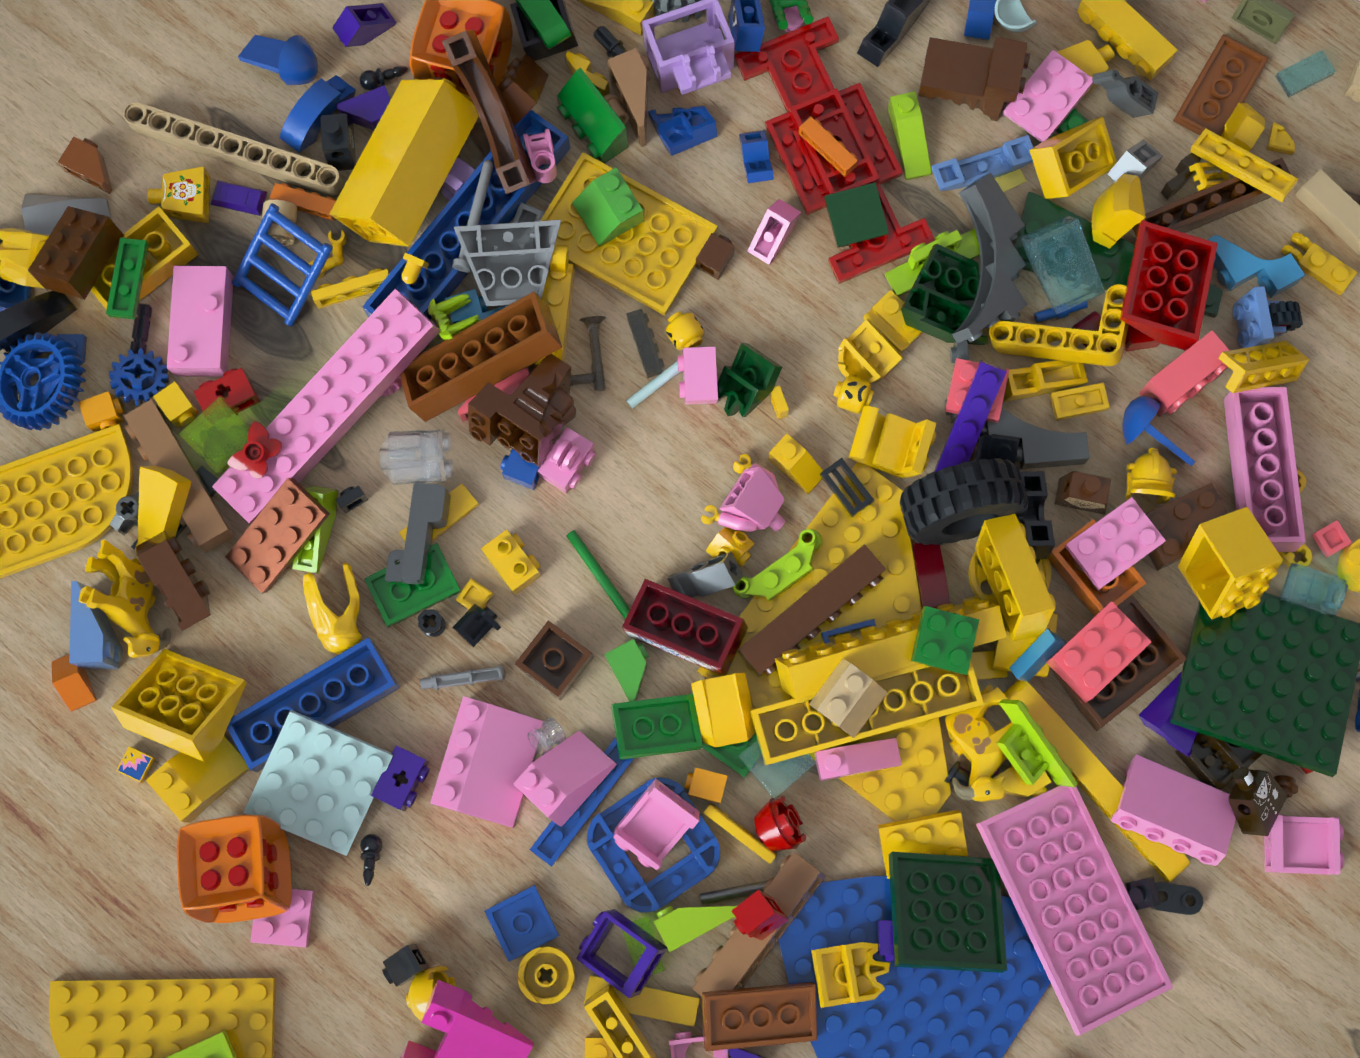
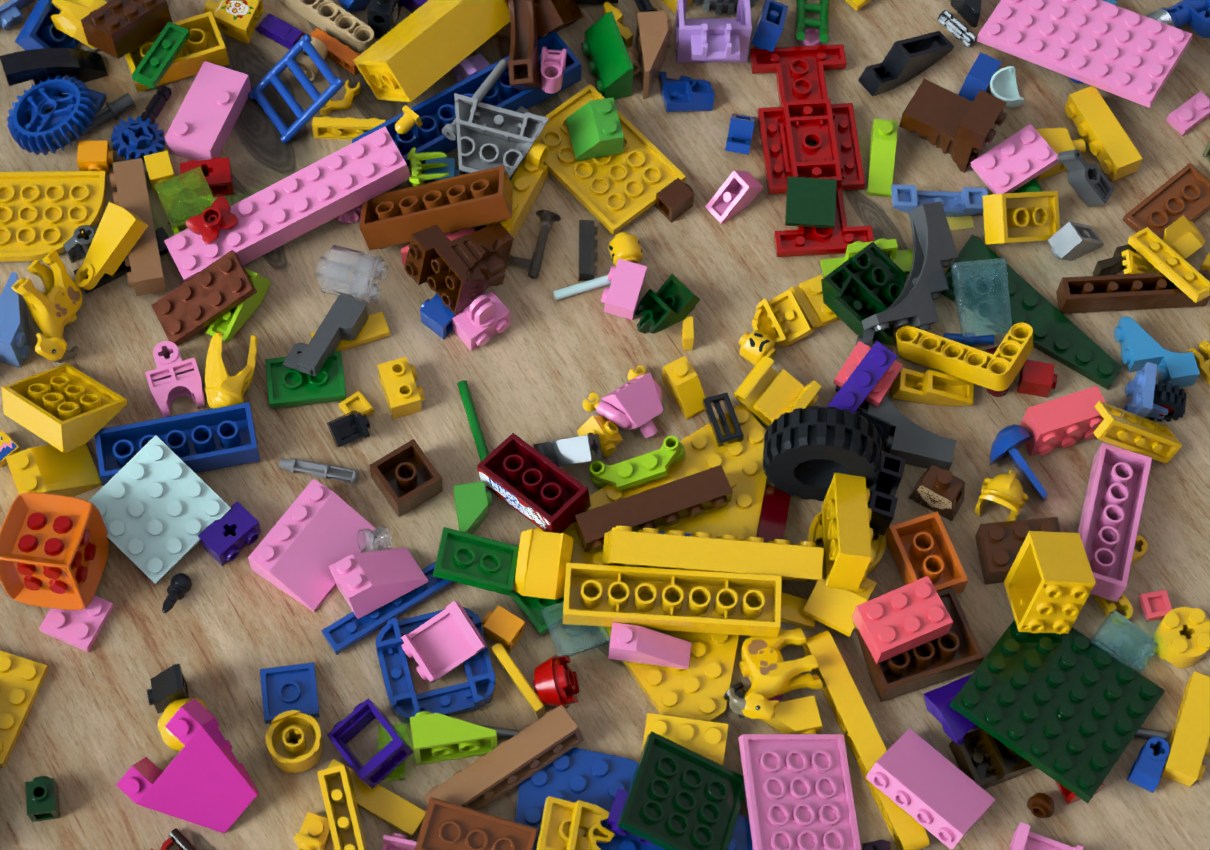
camera: 10 degrees right, 15 degrees down
(98, 351) = (111, 111): none -> dark grey axle
(175, 579) = (101, 301): reddish brown wedge -> none
(279, 631) = (173, 378): none -> bright pink piece
(351, 498) = (280, 293): black plate -> none
(435, 616) = (305, 419): black bush -> none
(758, 915) = (507, 740): red brick -> none
(828, 146) = (805, 140): orange piece -> none
(848, 697) = (658, 576): tan slope -> none
(945, 640) = (763, 558): green plate -> none
(1029, 748) = (810, 683): lime bracket -> none
(1037, 655) = (841, 610): dark azure slope -> none
(1079, 401) = (960, 417): yellow plate -> none
(1115, 543) = (949, 536): bright pink plate -> none
(1117, 210) = (1044, 268): yellow slope -> none
(1168, 285) = (1069, 337): red slope -> none
(1256, 801) = (1008, 800): dark brown torso -> none

